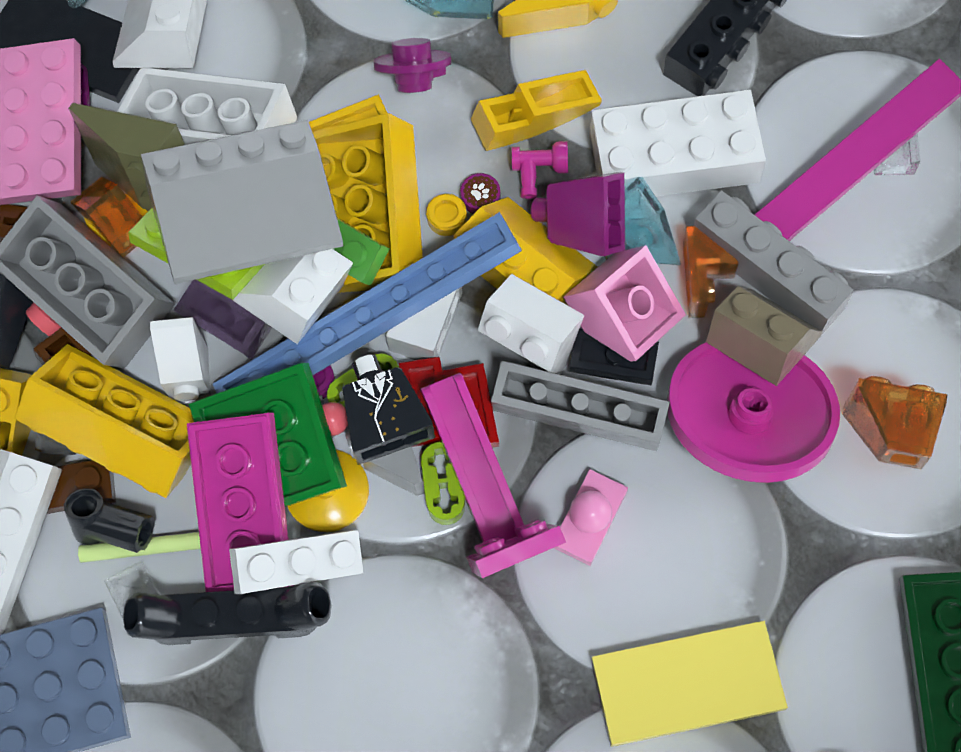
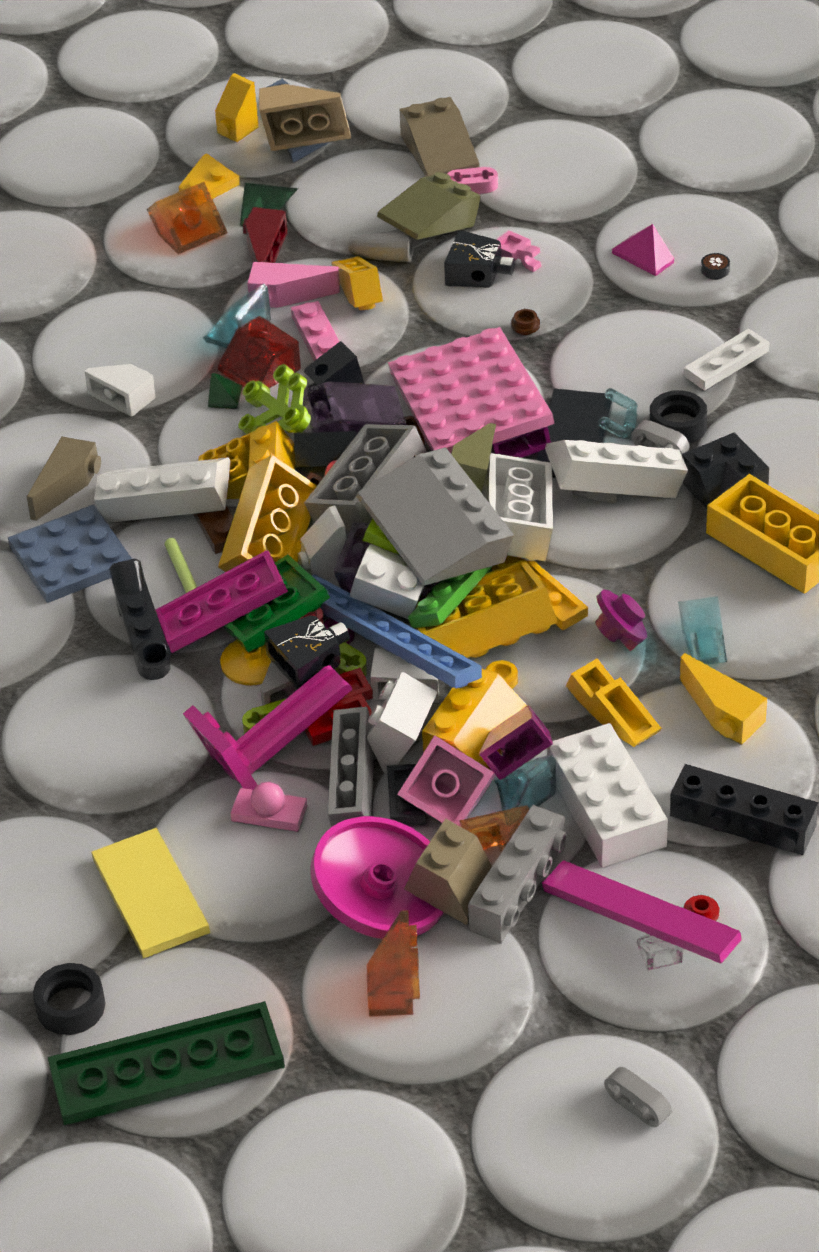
camera: 75 degrees right, 25 degrees down
(105, 522) = (192, 541): black piece -> none
(128, 582) = (156, 575): clear slope -> none
(295, 561) = (185, 640): white plate -> none
(479, 191) = (528, 689): tile -> none
(528, 160) = (564, 710): dark pink piece -> none
(853, 110) = (703, 906): none -> red plate

